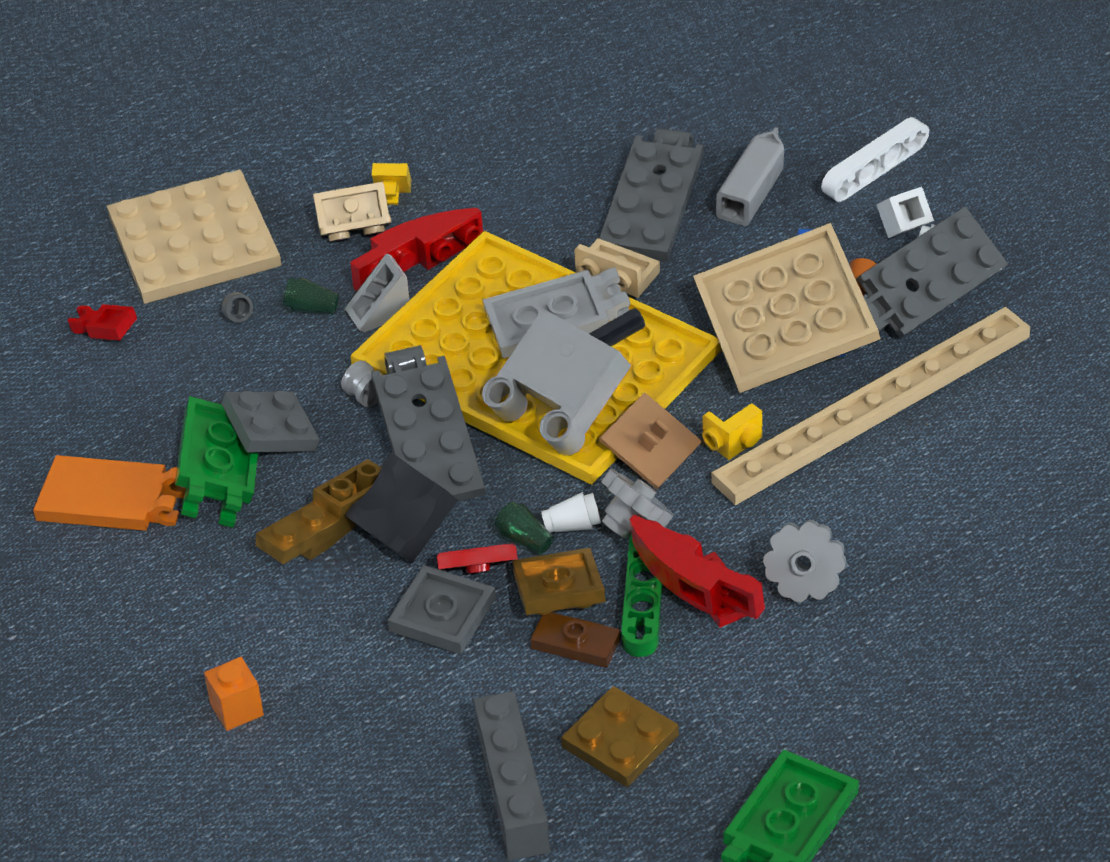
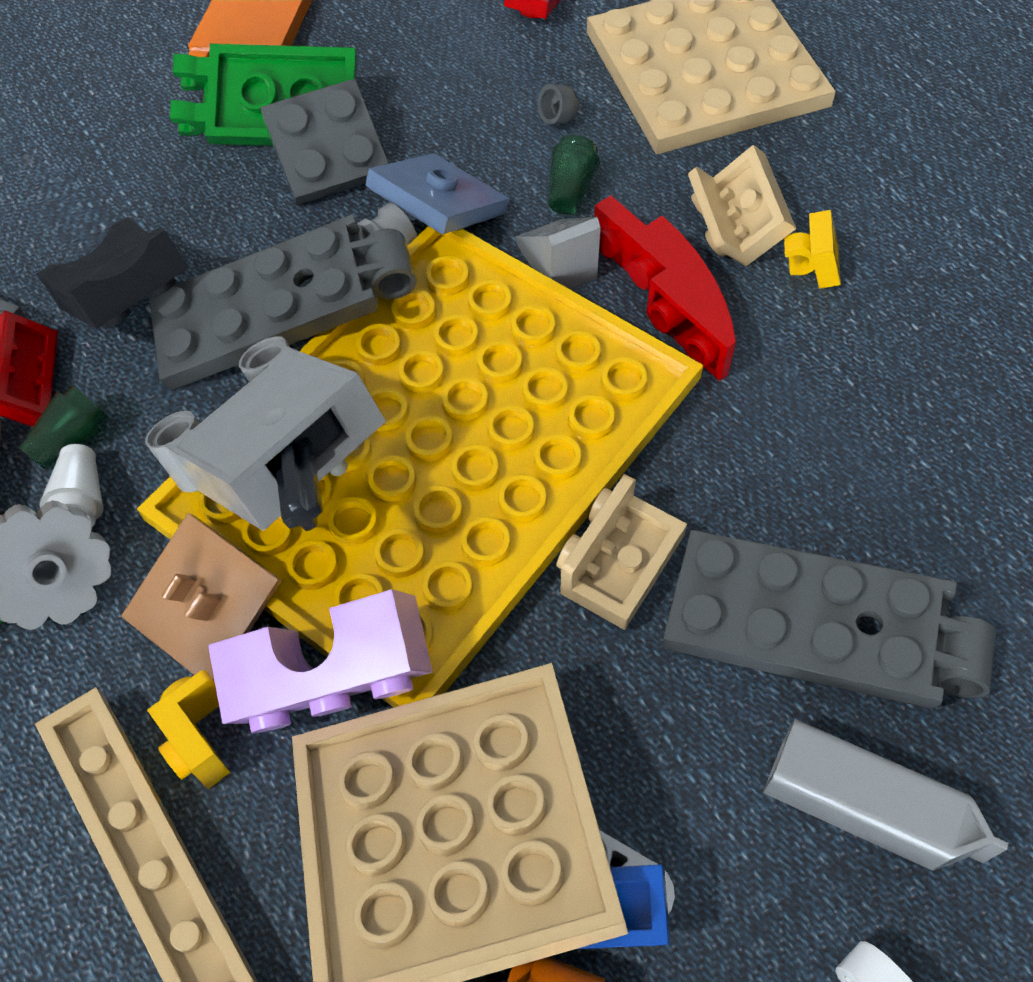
camera: 90 degrees right, 15 degrees up
(323, 520) = (130, 191): pearl gold slope -> none
(329, 356) = (437, 192): none -> sand blue plate
(575, 298) = (487, 454): light grey tile -> none
(693, 337) = (374, 648): none -> arch

